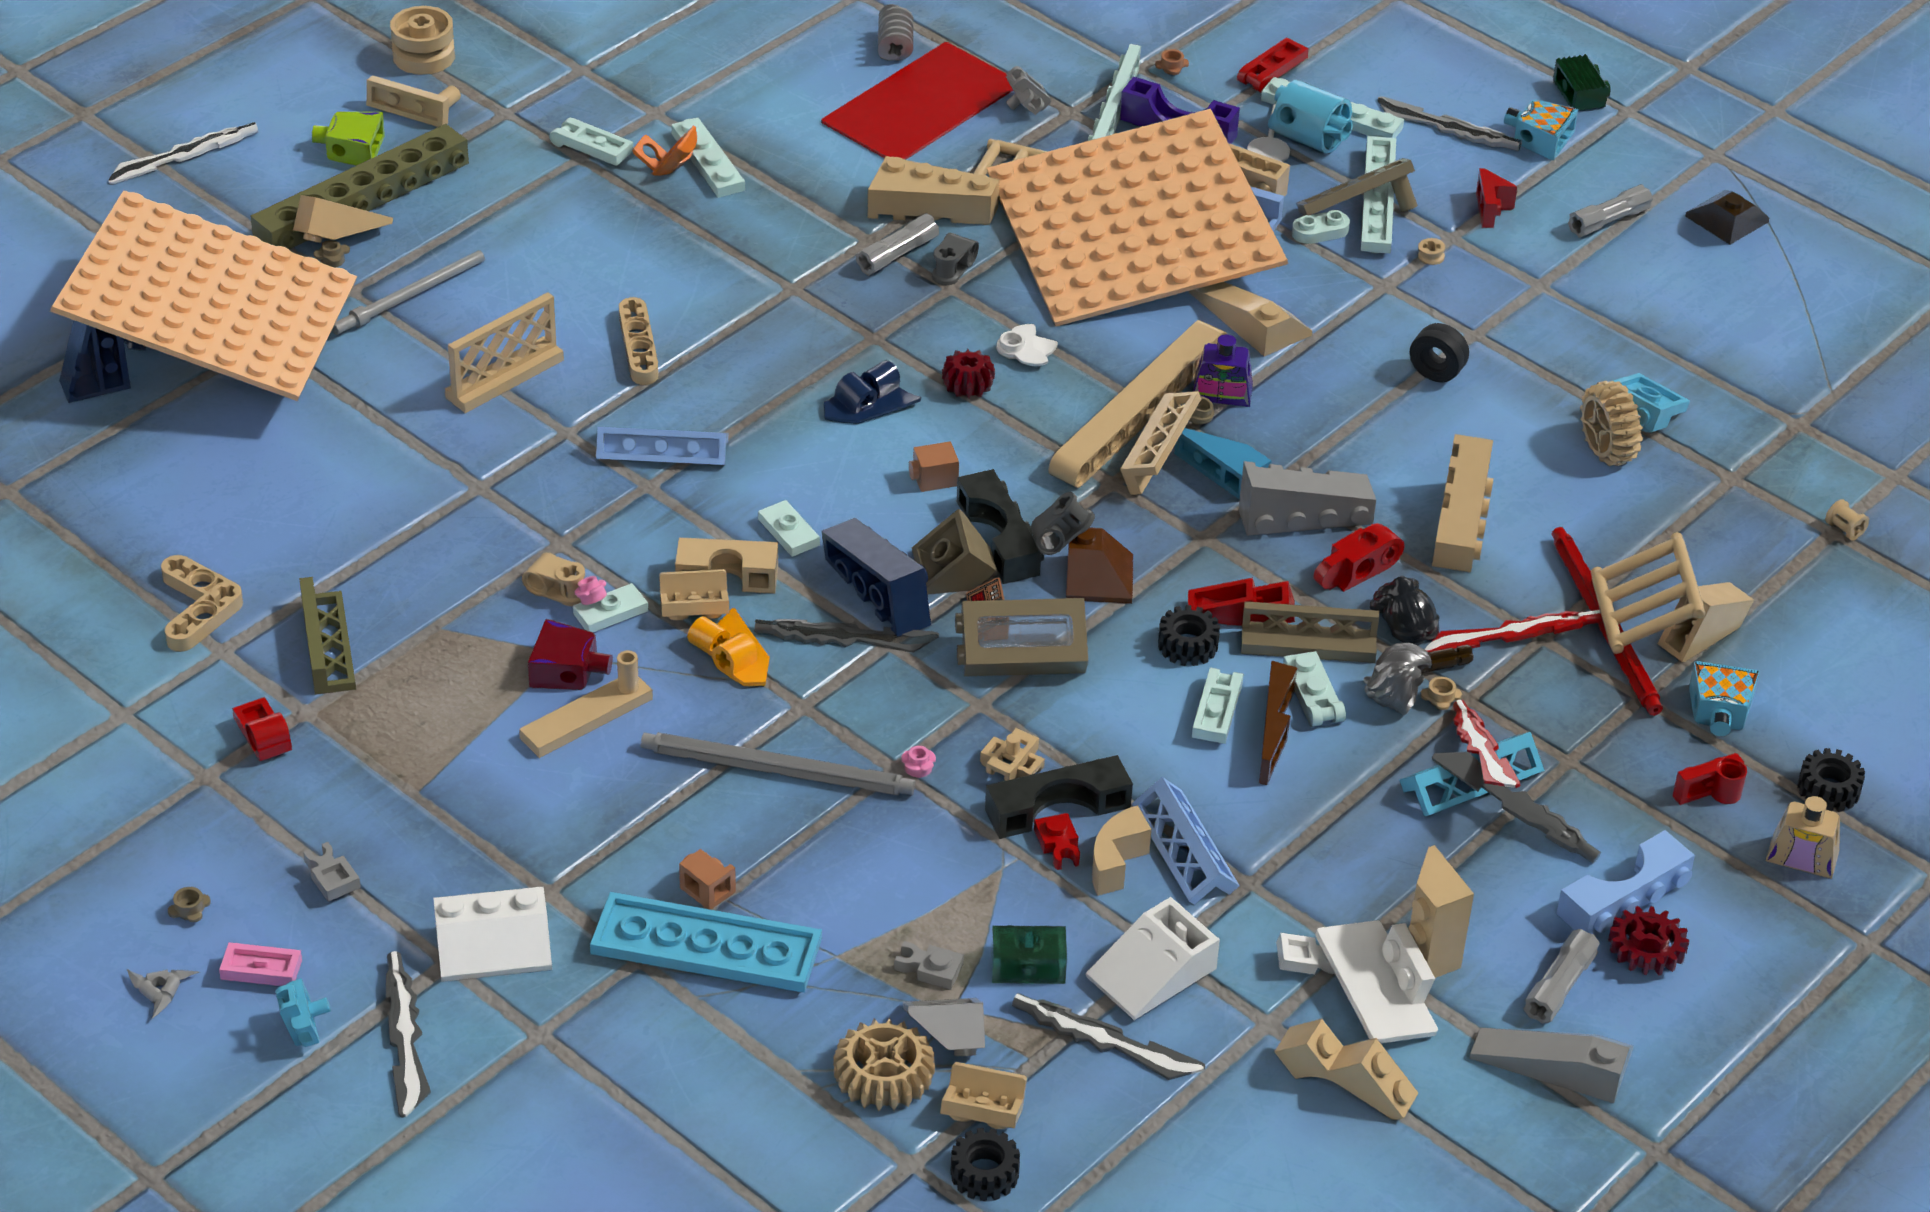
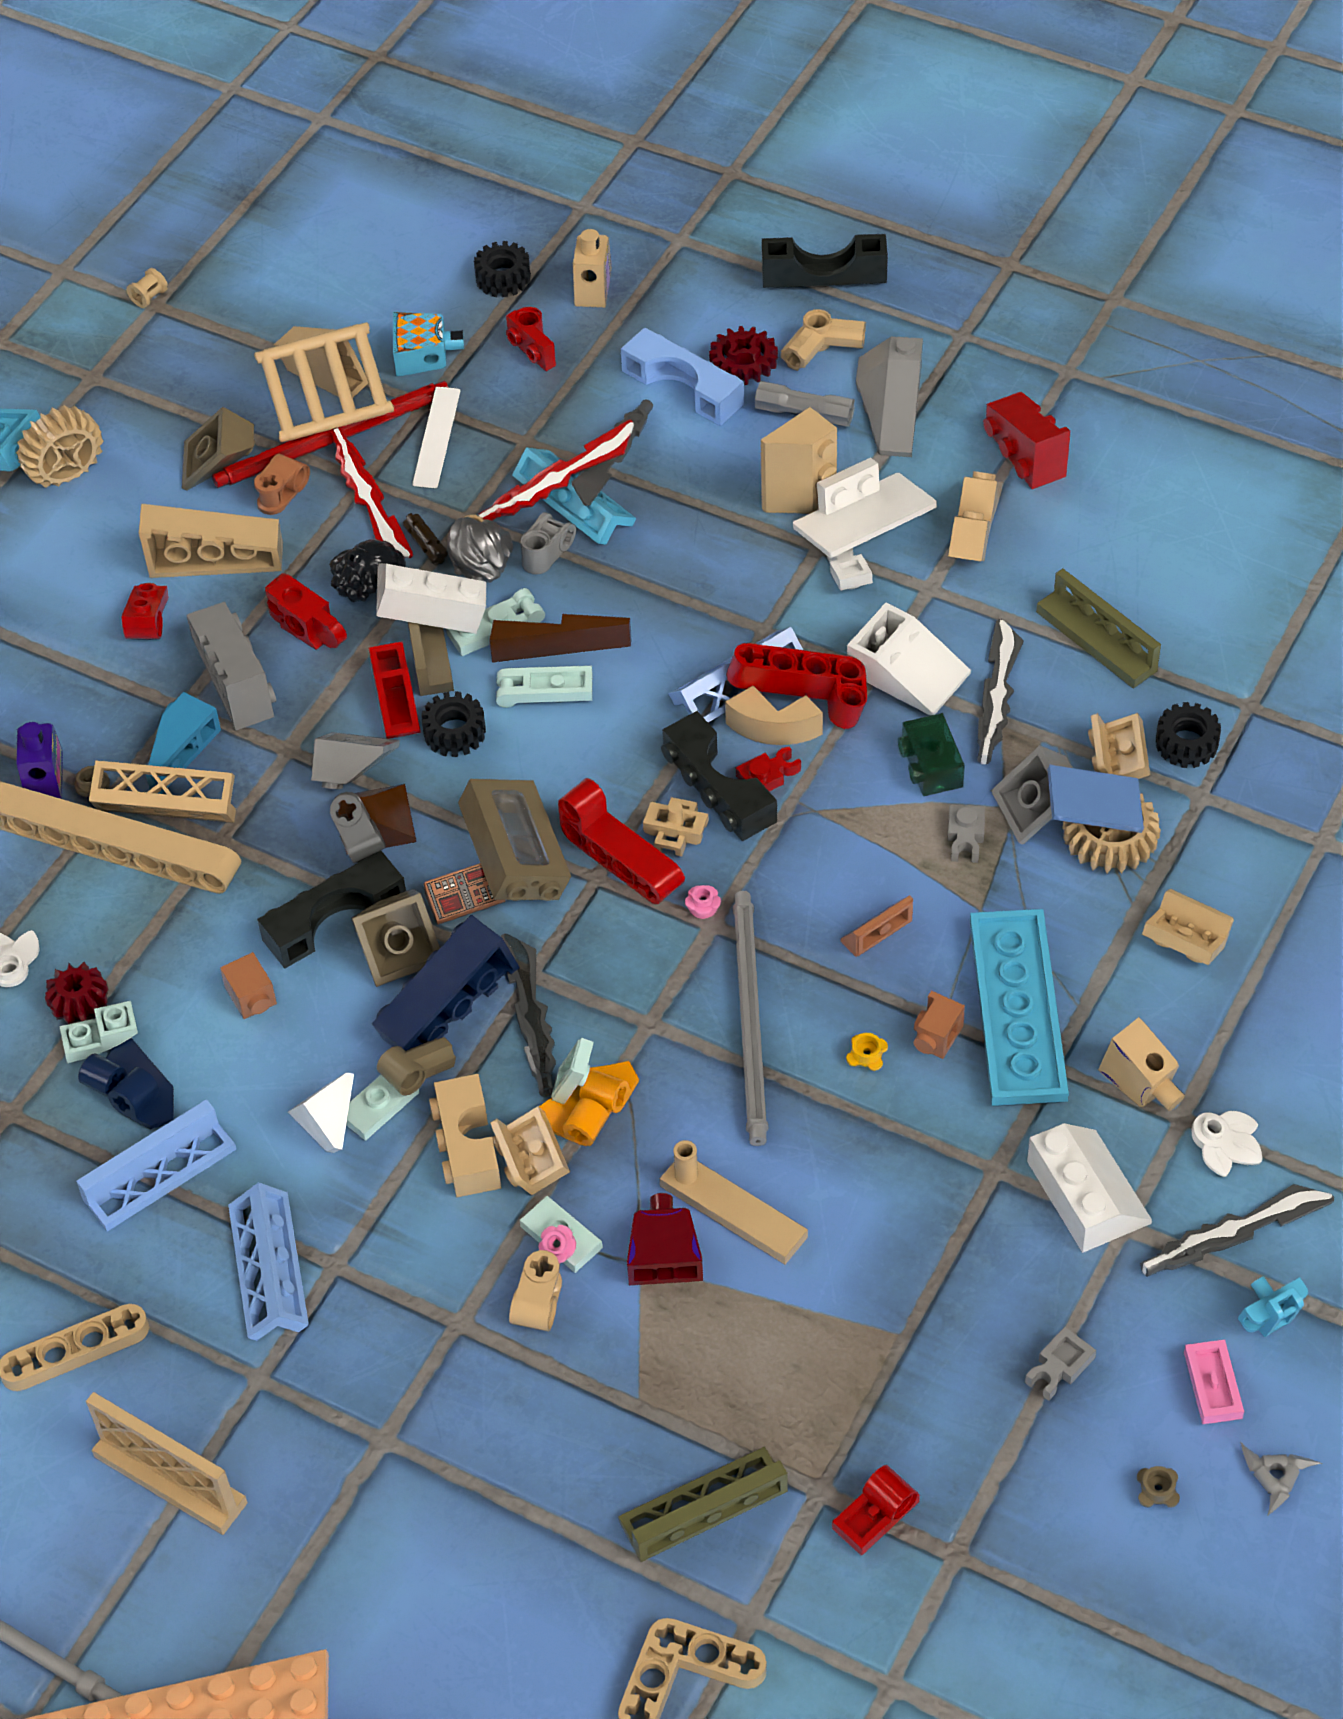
camera: 100 degrees left, 10 degrees up
(490, 1052) = (1230, 1141): none -> white plate
(589, 995) = (1141, 1066): none -> tan torso
(704, 830) = (867, 1042): none -> yellow plate
(734, 1084) = (1189, 927): none -> tan bracket
(746, 616) = (572, 1071): none -> light aqua plate
(775, 481) = (326, 1113): none -> white slope
(790, 399) = (152, 1154): none -> light blue fence
(804, 535) = (410, 1068): none -> dark tan piece
(840, 870) = (879, 927): none -> nougat slope
(901, 1030) = (1095, 798): none -> medium blue piece
(926, 381) = (109, 1029): none -> light aqua slope
(1001, 710) = (615, 845): none -> red beam
(1153, 864) = (802, 673): none -> red beam
(1153, 1134) = (1099, 633): none -> olive fence
(1173, 558) = (345, 757): none -> light grey slope
(1335, 617) = (430, 598): none -> white slope
(1388, 459) = (144, 612): none -> red plate
(1404, 735) = (545, 543): none -> light grey piece
(1452, 1140) = (1028, 439): none -> red wedge
(1542, 571) = (280, 483): none -> nougat piece
(1582, 689) = (436, 437): none -> white sticker
(1595, 534) = (216, 445): none -> dark tan slope
(1669, 1004) = (820, 333): none -> tan piece
(1782, 1034) = (858, 263): none -> pearl dark grey arch

